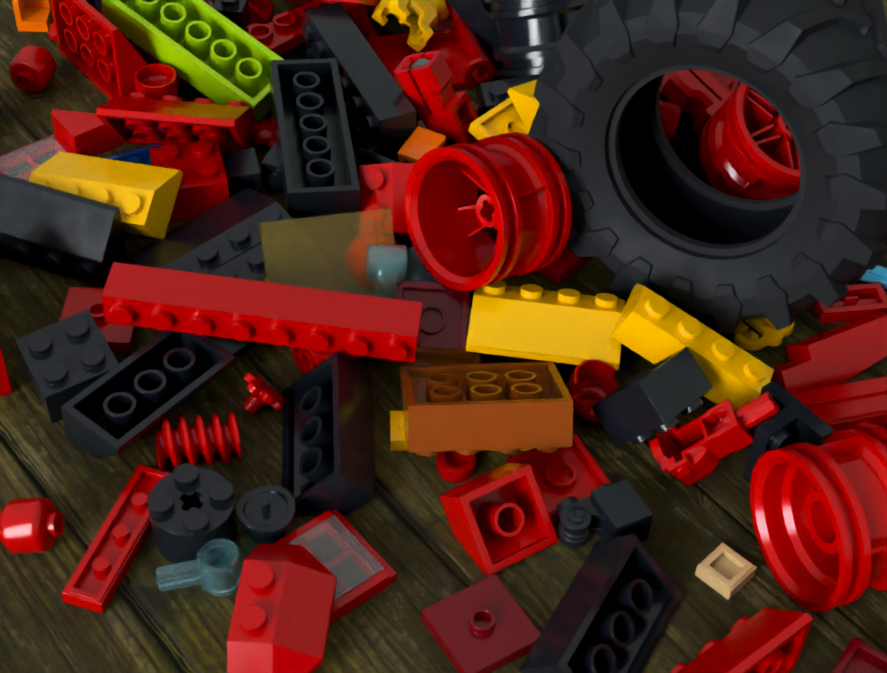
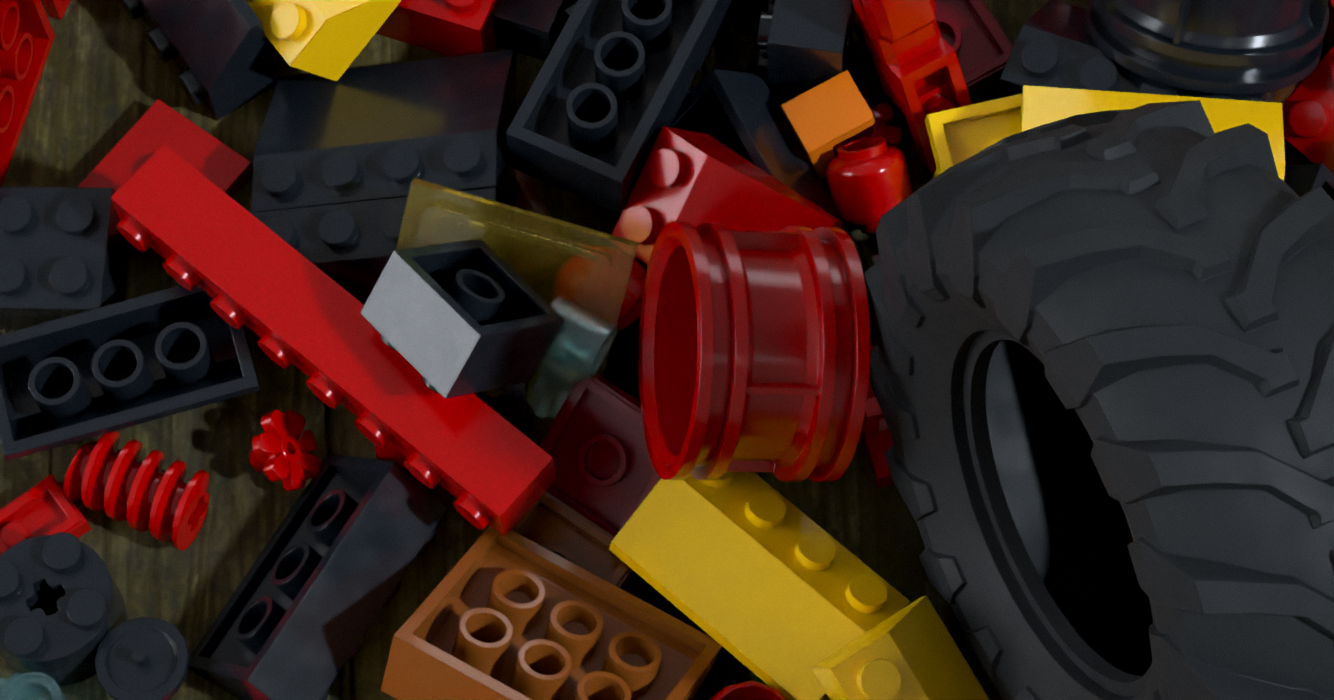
camera: 40 degrees right, 20 degrees up
(327, 258) = (461, 317): none -> black brick

